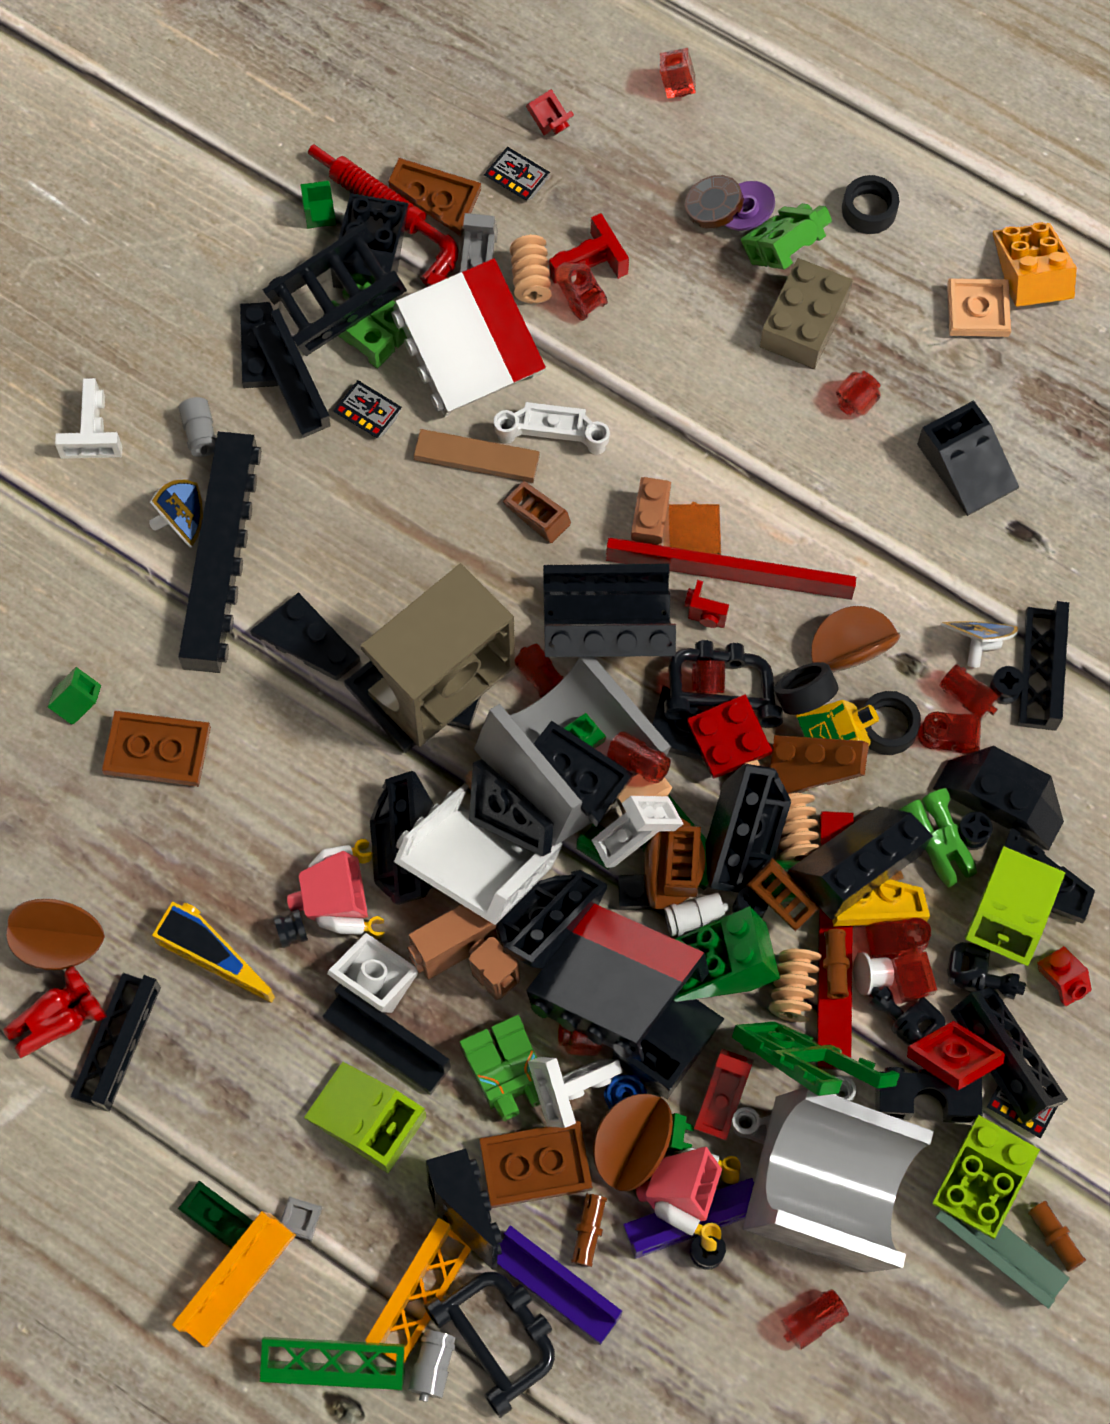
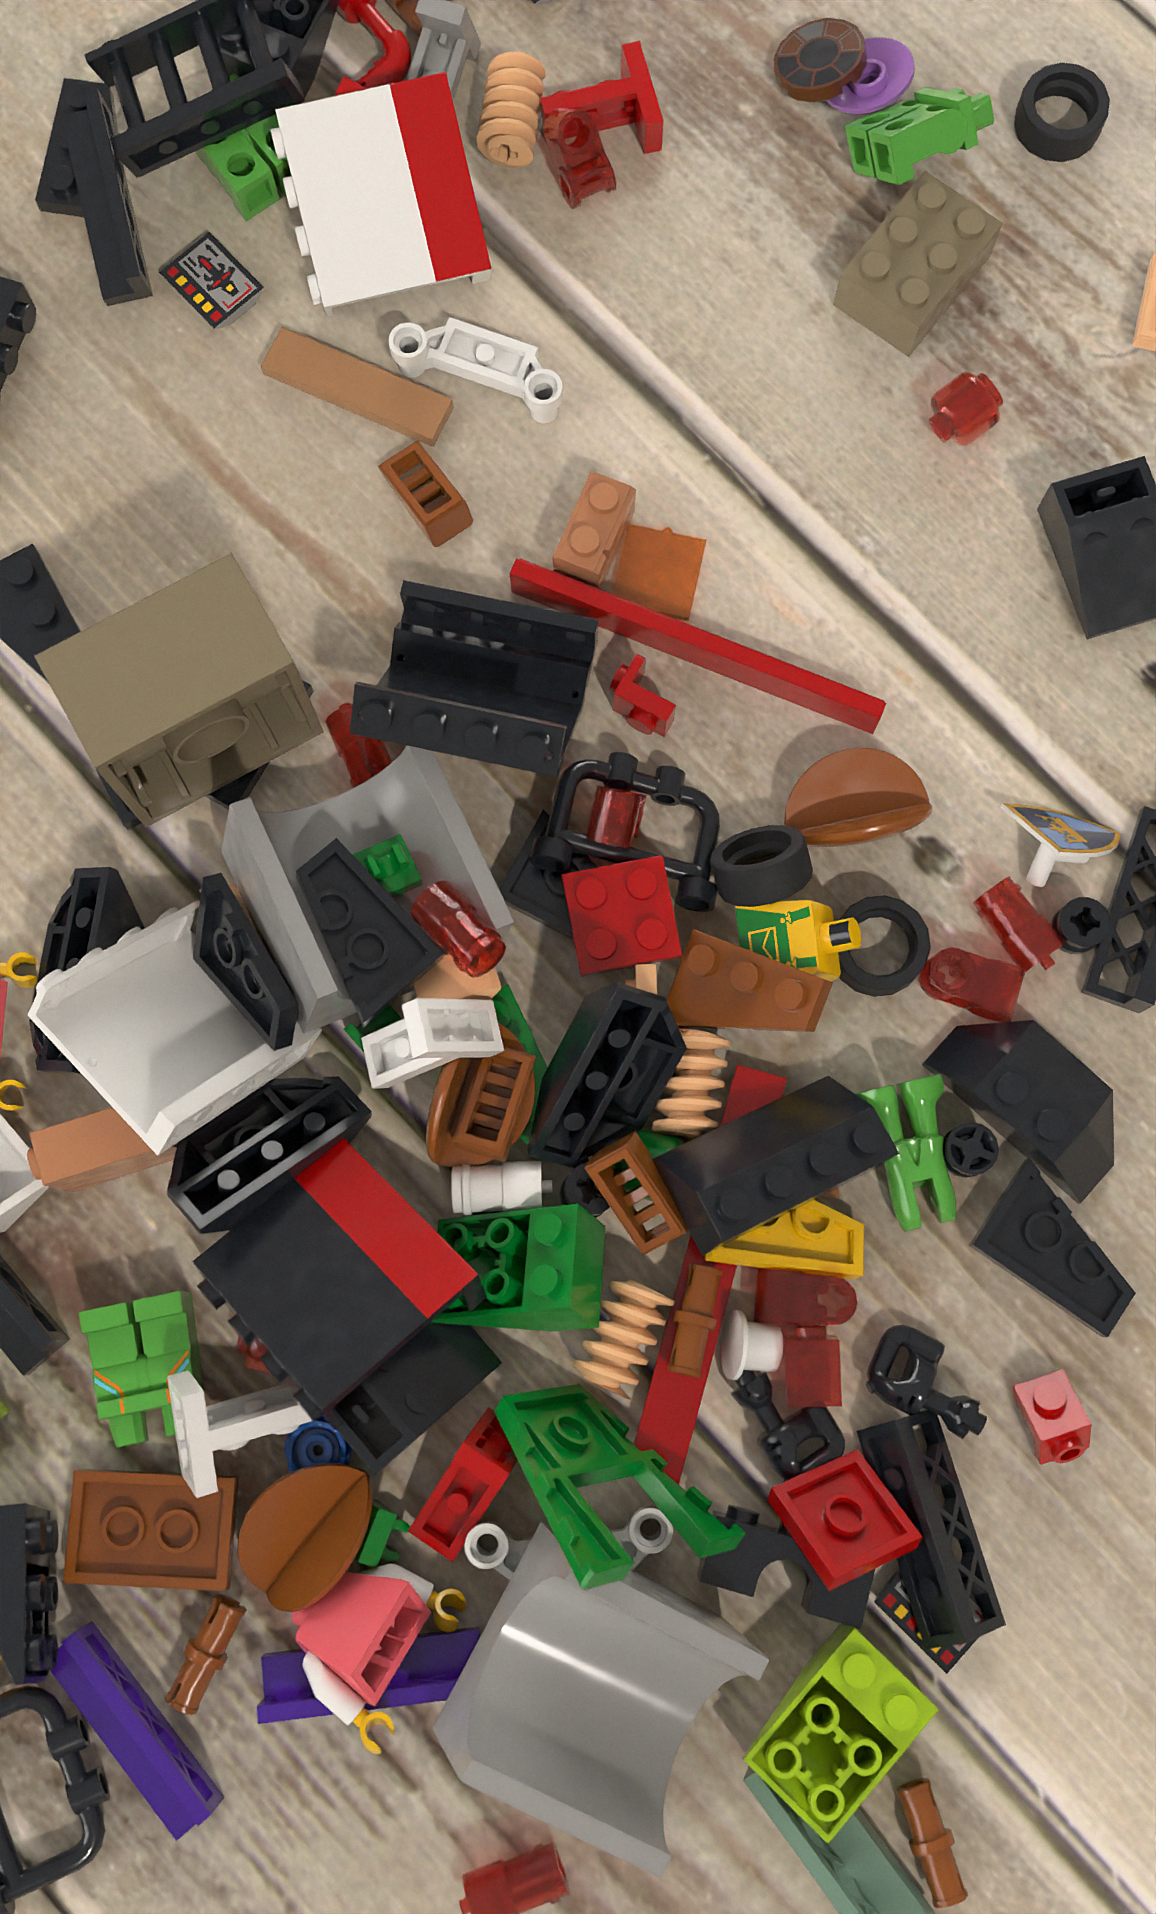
camera: 15 degrees right, 10 degrees up
(493, 967) = (152, 1214): nougat brick -> none
(632, 893) = (409, 1126): black plate -> none
(707, 1259) = (380, 1732): black wheel -> none
(1015, 906) = (1000, 1297): lime slope -> none

